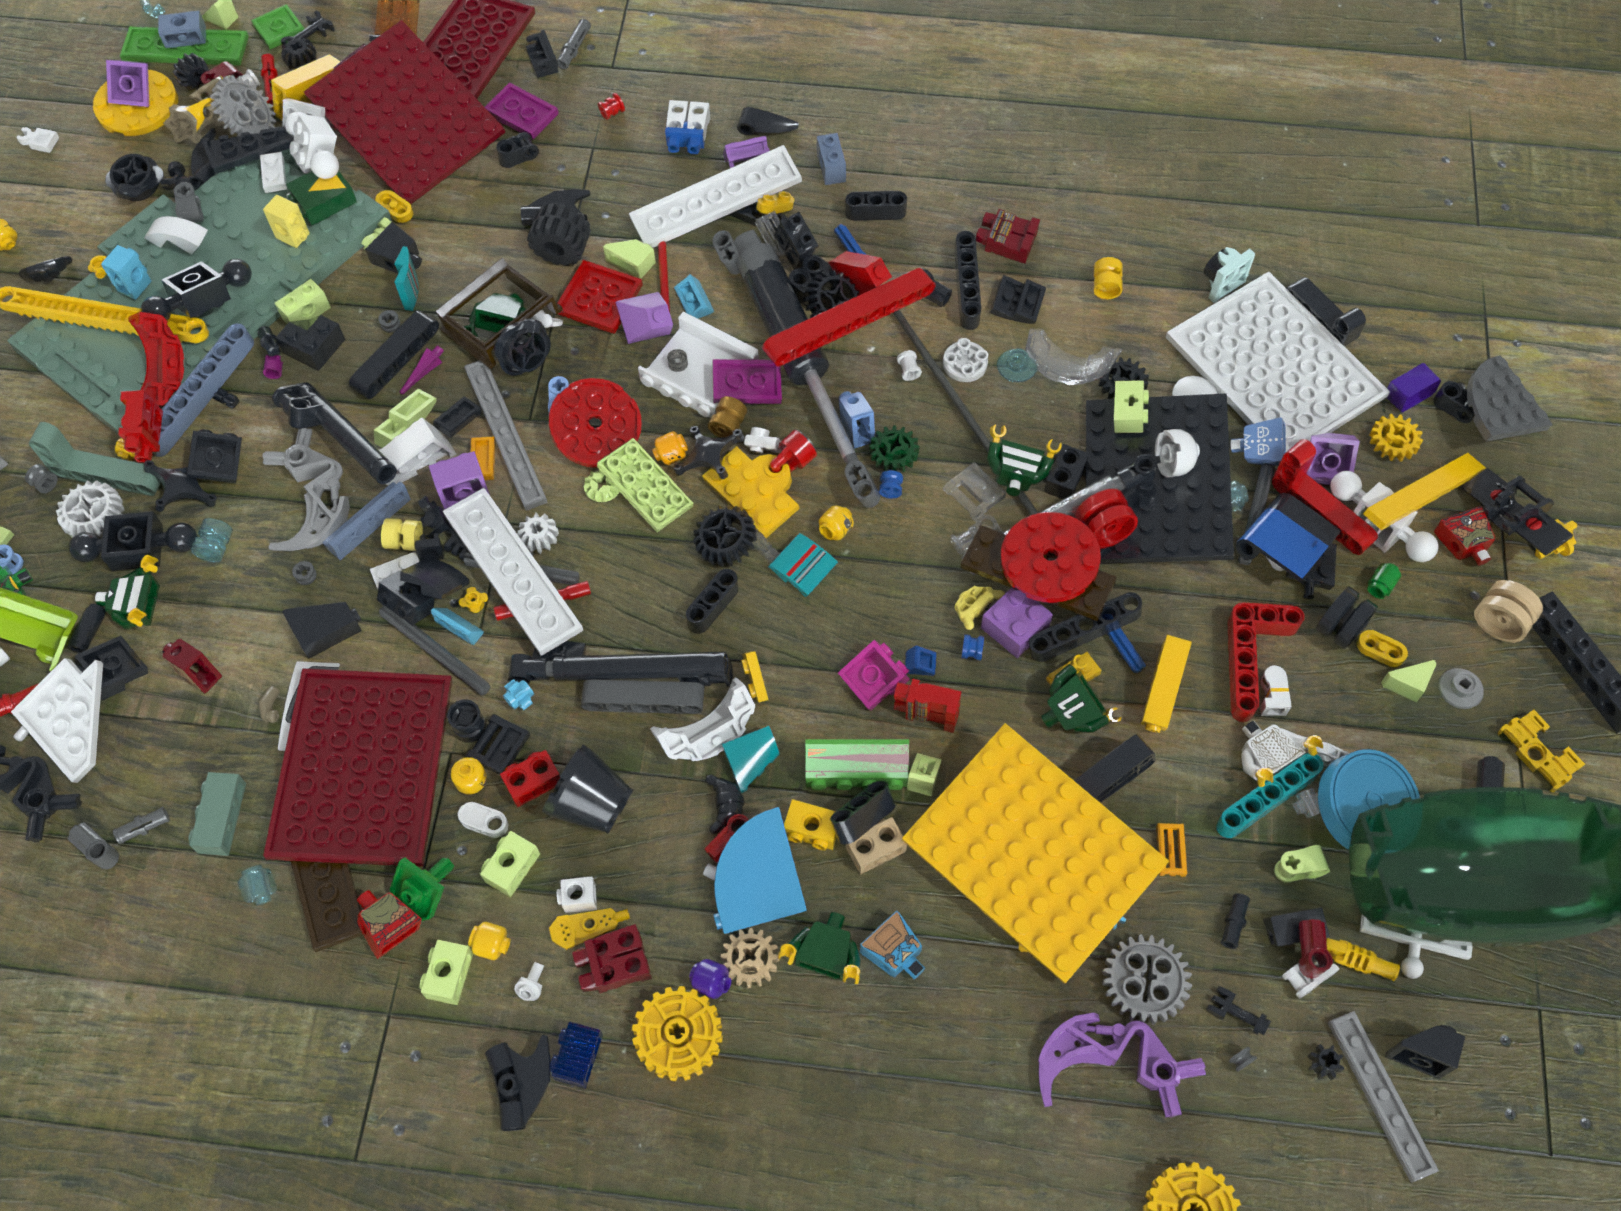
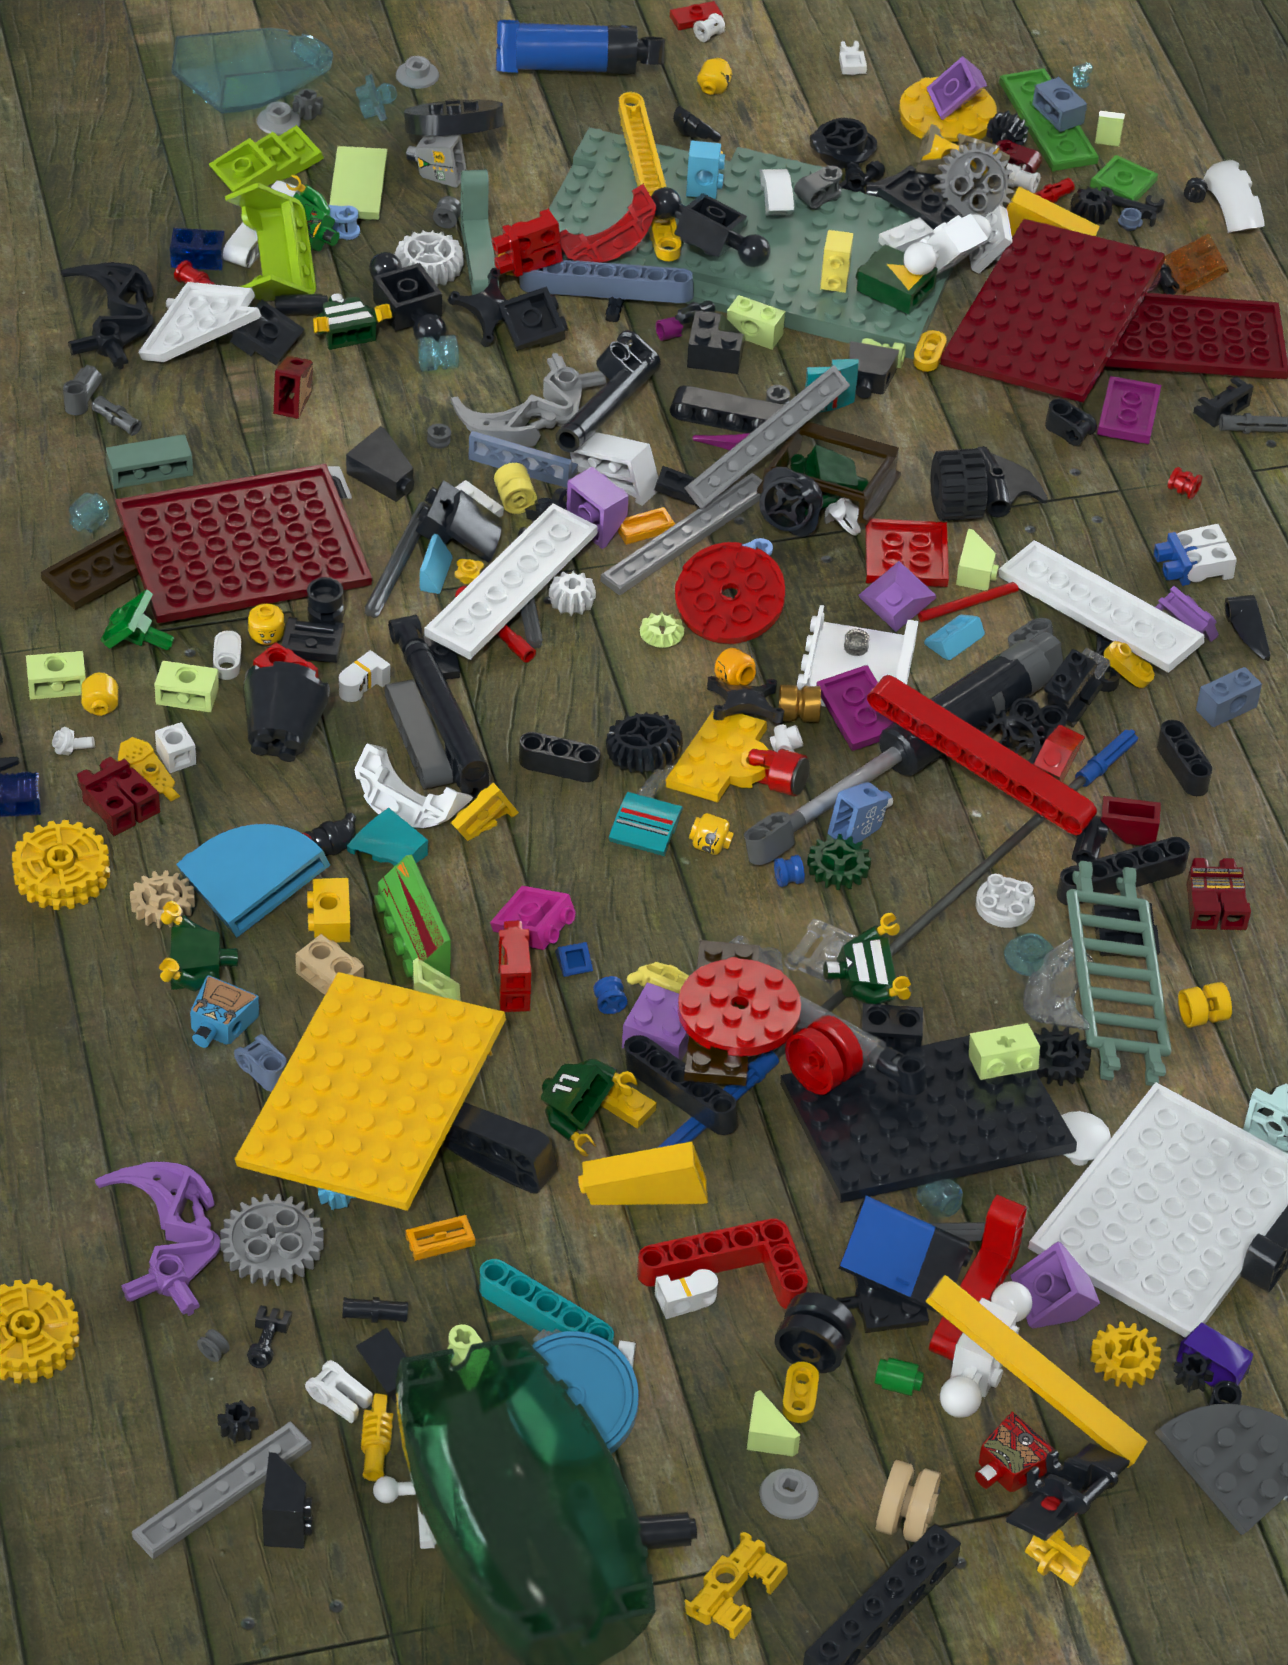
camera: 65 degrees right, 15 degrees down
(266, 707) = (277, 456): dark tan arm -> none
(324, 37) = (1130, 219): none -> sand blue plate
(385, 921) = (85, 610): torso -> none
(403, 416) = (666, 447): yellowish green slope -> none
(429, 547) = (512, 515): black tile -> none
(447, 338) = (767, 437): none -> light grey tile
(518, 694) = (374, 634): medium azure gear -> none
(561, 724) = (362, 676): none -> white leg
(645, 485) = (676, 661): yellowish green tile -> none
(710, 978) = (125, 869): dark purple head -> none
(862, 812) = (357, 938): black beam -> none
(909, 366) = (965, 847): white bush -> none
(930, 252) = (1132, 819): none -> dark red slope
(956, 930) = (261, 1061): none -> sand blue piece
(1005, 284) = (1107, 1045): none -> sand green bar
(1176, 451) = (951, 1100): white cylinder -> none
(1262, 442) = (1044, 1206): medium blue torso -> none
(1273, 750) = (601, 1294): white torso -> none
(1313, 946) = (362, 1366): dark red piece -> none
(1420, 404) = (1193, 1372): none -> black gear

